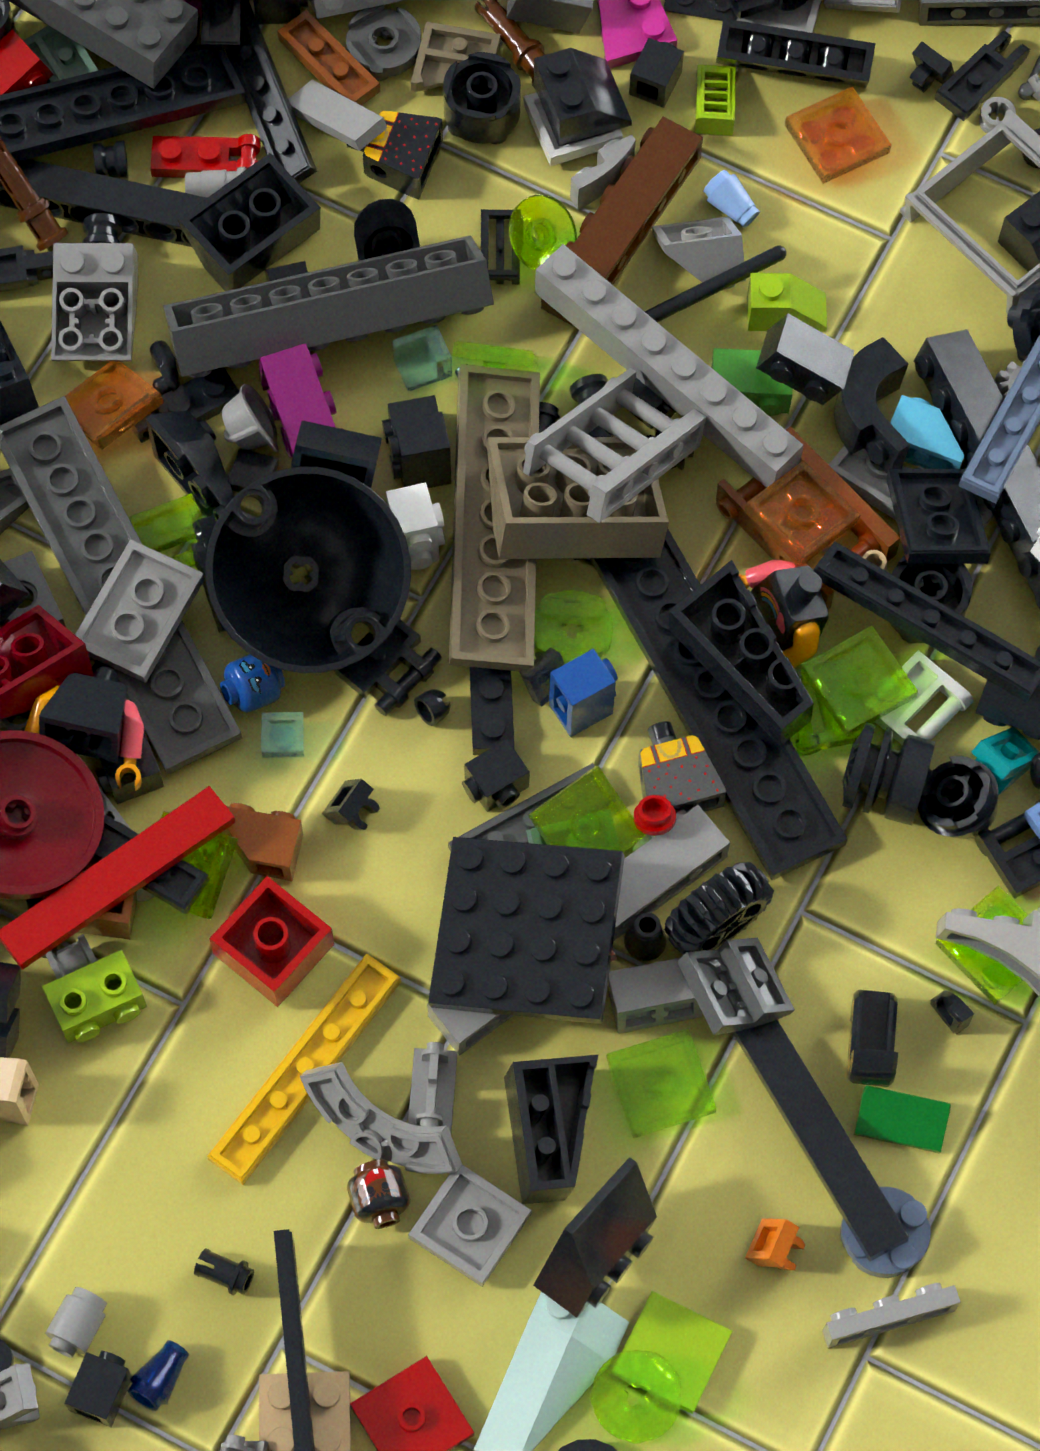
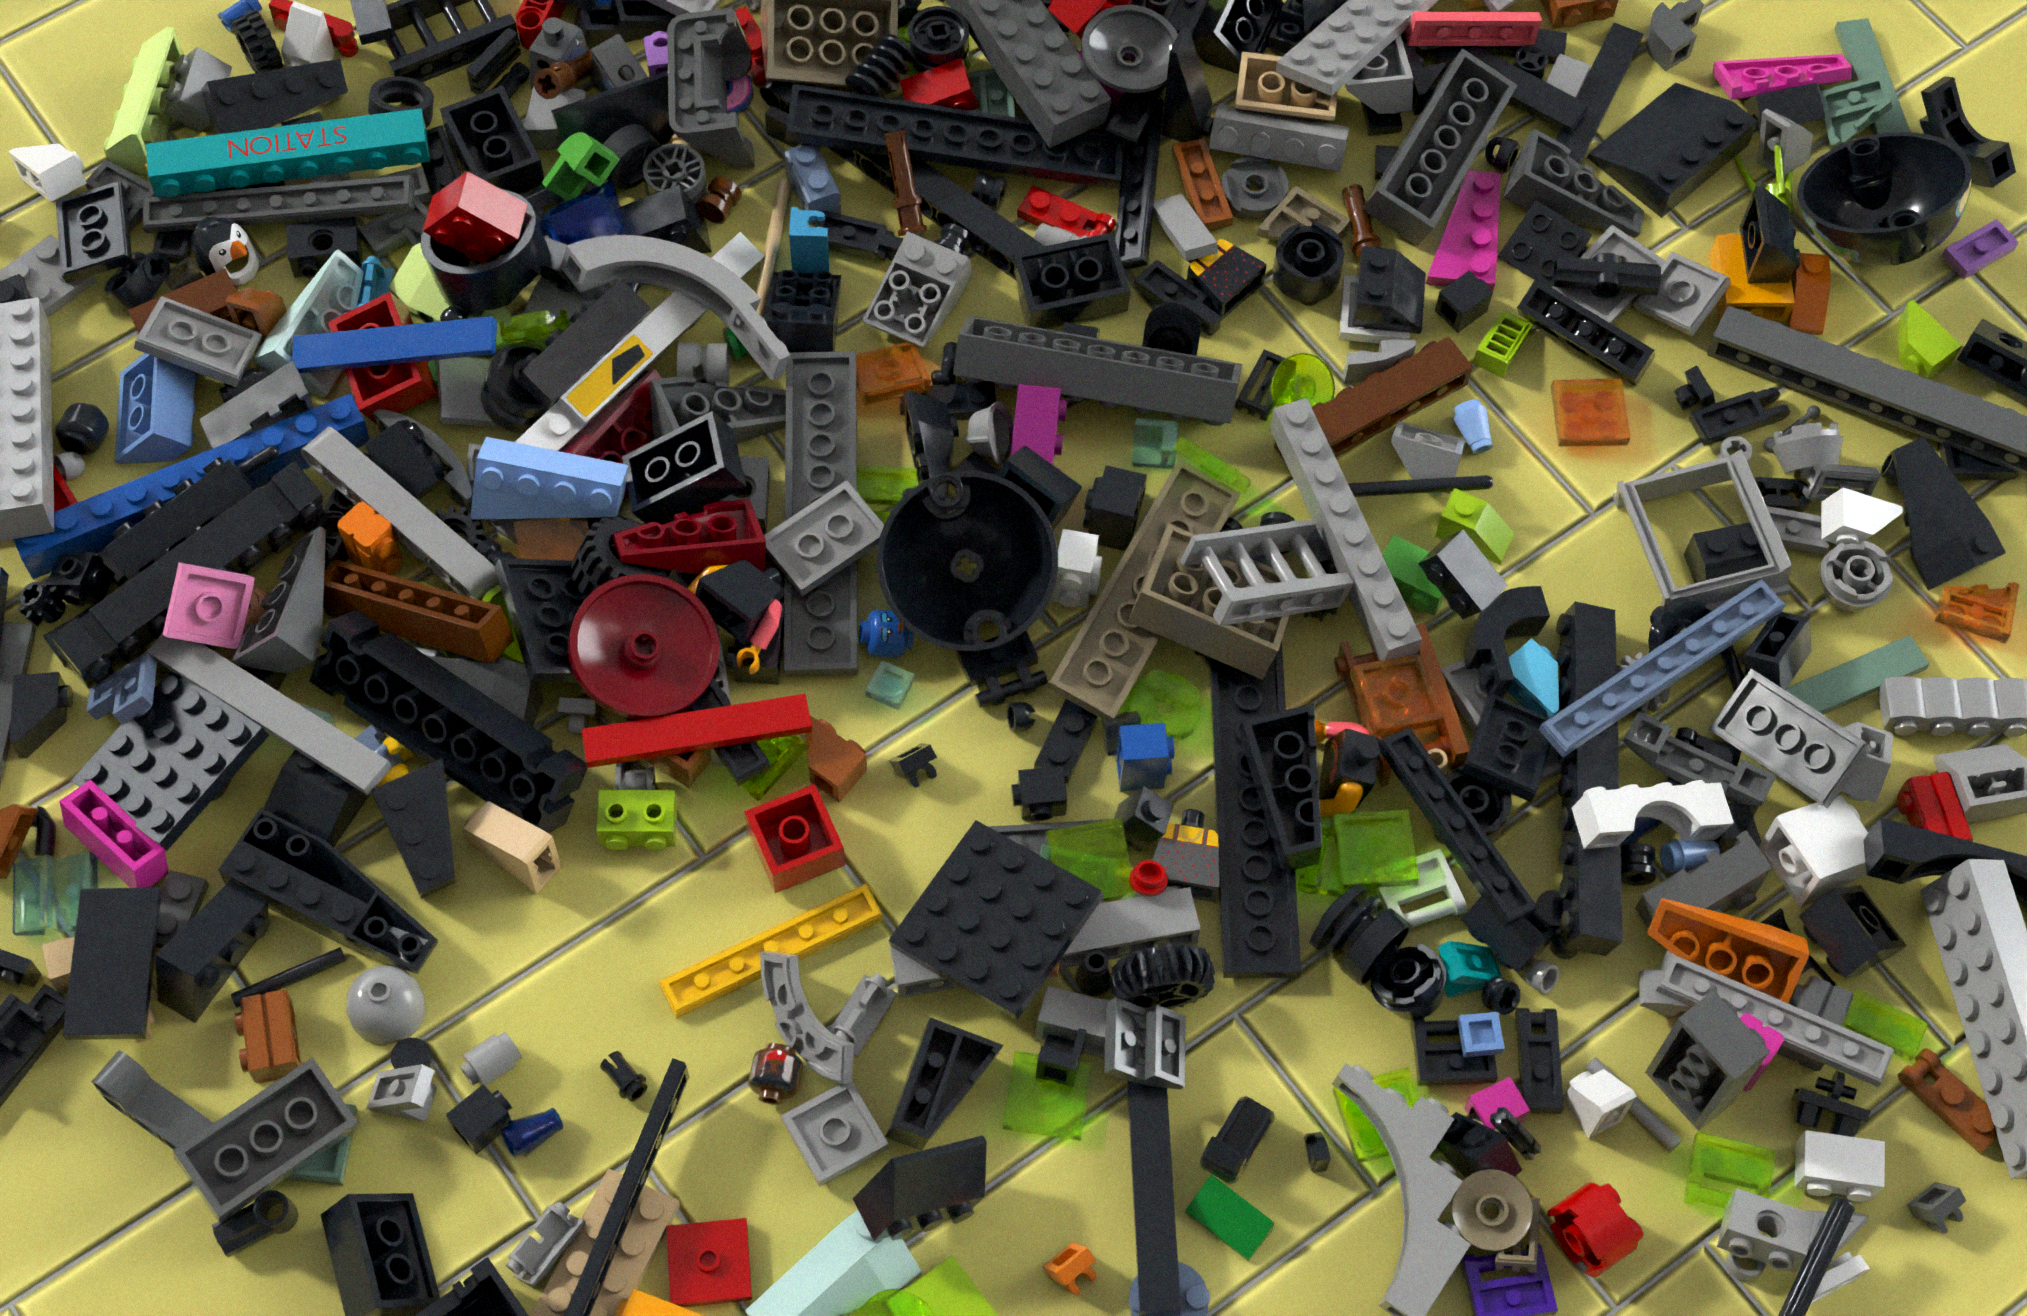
camera: 25 degrees right, 5 degrees down
(357, 188) = (1165, 285): none -> black hinge
(617, 752) = (1144, 818): none -> black brick
(659, 1039) = (1061, 1058): none -> black panel

